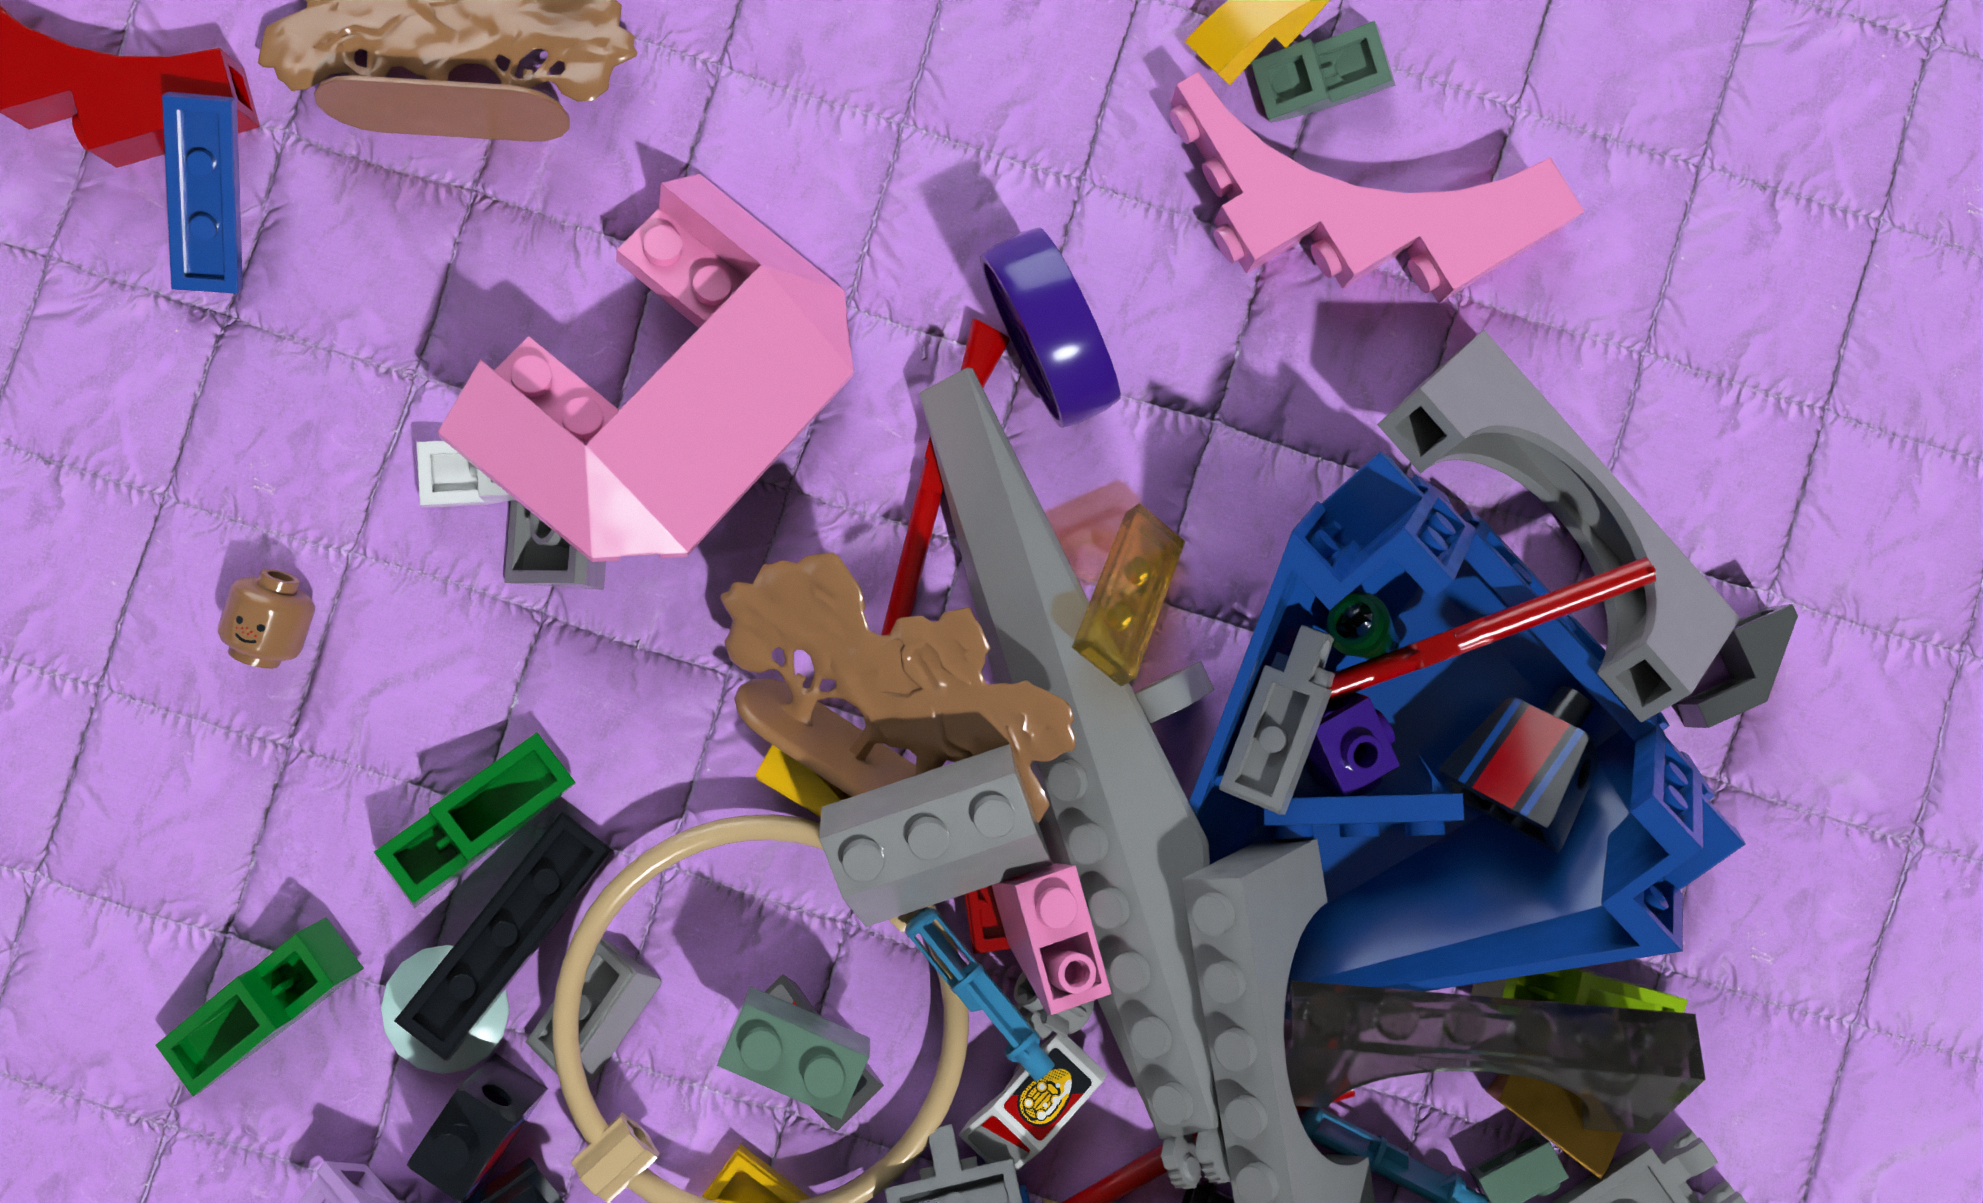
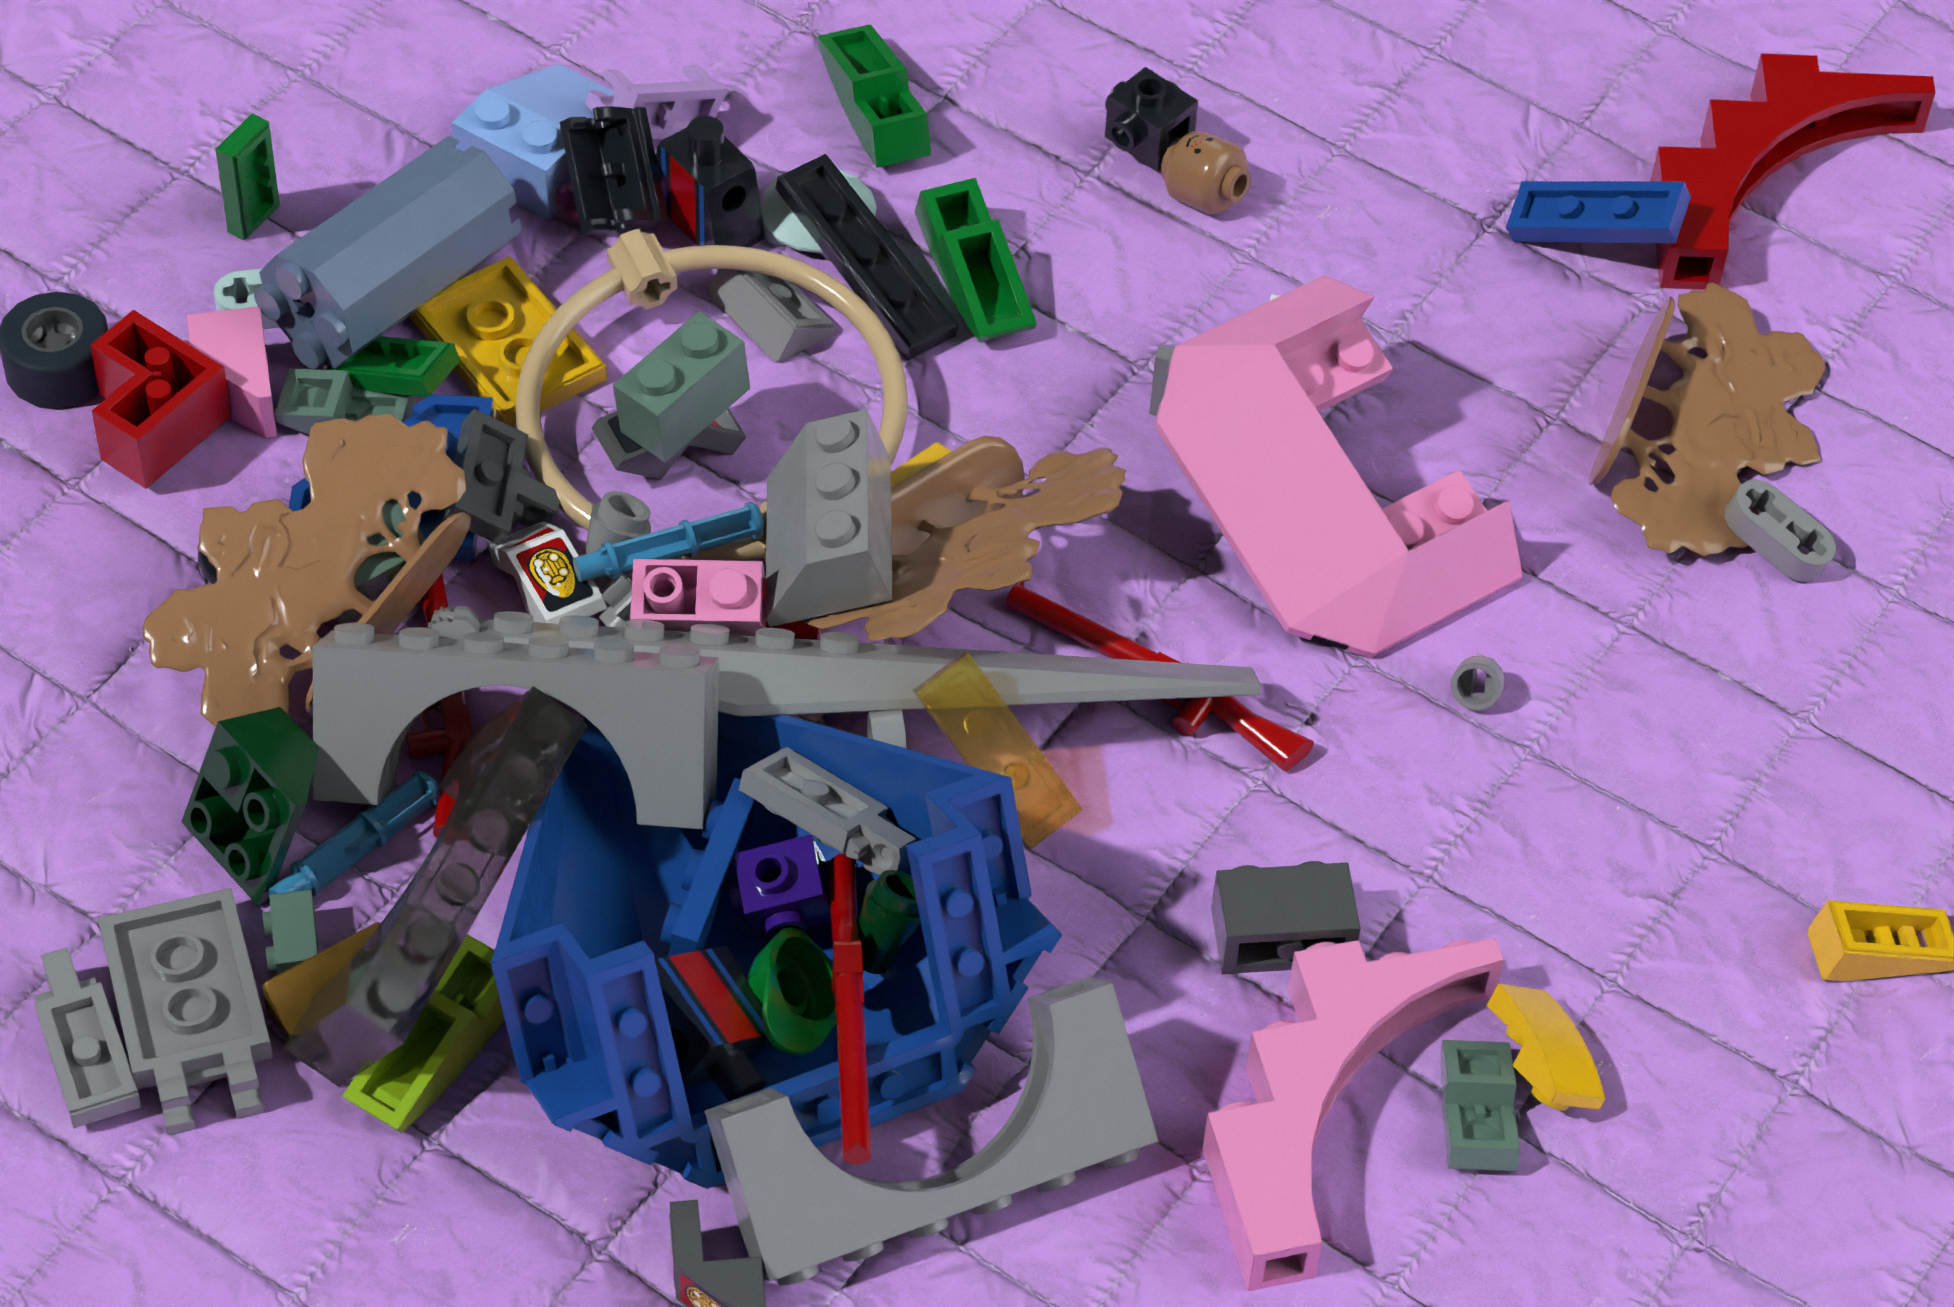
camera: 105 degrees right, 35 degrees down
(209, 699) = (1148, 116): none -> black brick
(853, 181) = (1464, 681): none -> light grey hinge
(974, 1053) = (615, 520): none -> light grey cone
(1051, 327) = (1276, 748): dark purple piece -> none
(1192, 287) = (1280, 910): none -> dark grey brick
(1452, 696) = (794, 991): none -> green piece

